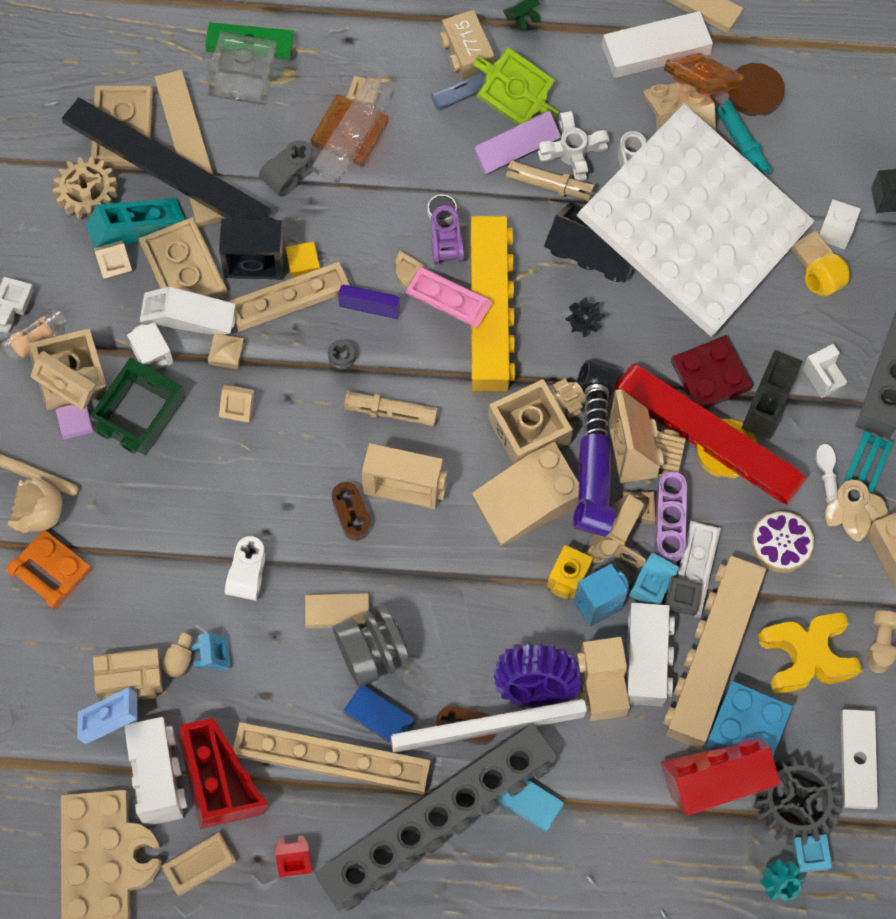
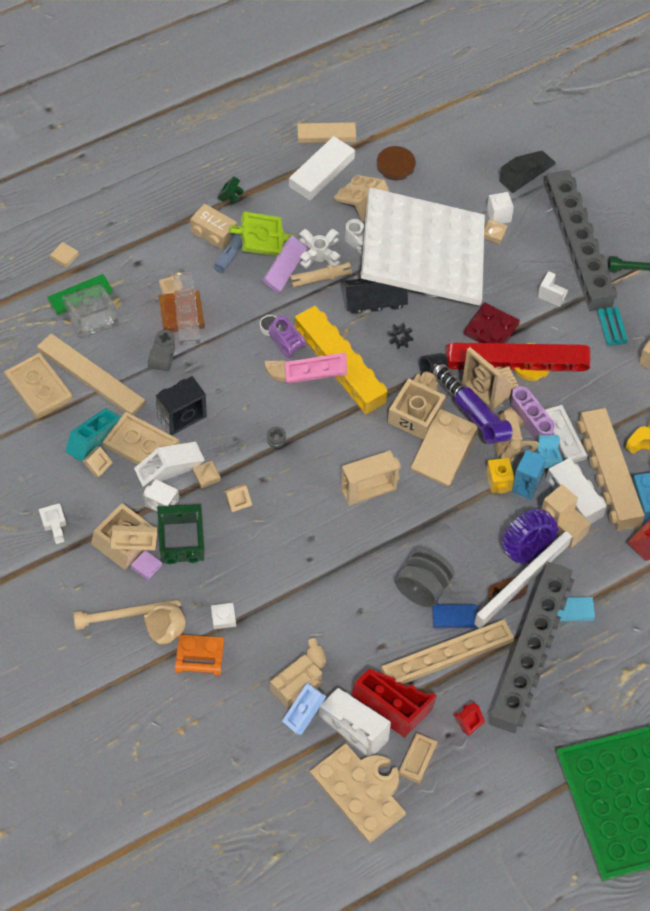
camera: 35 degrees left, 10 degrees down
(47, 326) = (80, 540): clear piece -> none
(98, 183) = (47, 431): tan gear -> none
(112, 538) = (223, 616): none -> white plate
(162, 162) = (83, 390): black tile -> none
(213, 652) = (335, 639): dark azure tile -> none
(246, 574) = (318, 583): white piece -> none
(288, 296) = (222, 420): tan plate -> none
(302, 258) = (213, 398): yellow tile -> none
(331, 609) = (384, 575): tan tile -> none
(344, 513) = (350, 518): reddish brown beam -> none
(369, 301) = (270, 397): dark purple tile -> none
(389, 408) = (319, 451): tan pin -> none
(683, 596) = (571, 449): dark grey tile -> none
(703, 73) = (364, 167): clear orange plate -> none
(748, 147) = (409, 191): teal pin -> none
(771, 394) = (534, 318): pearl dark grey slope -> none
(782, 541) = (599, 392): tile -> none
(826, 461) = (589, 337): white piece -> none
(827, 275) = (514, 238): yellow head -> none
(855, 515) = (627, 355): tan plate -> none

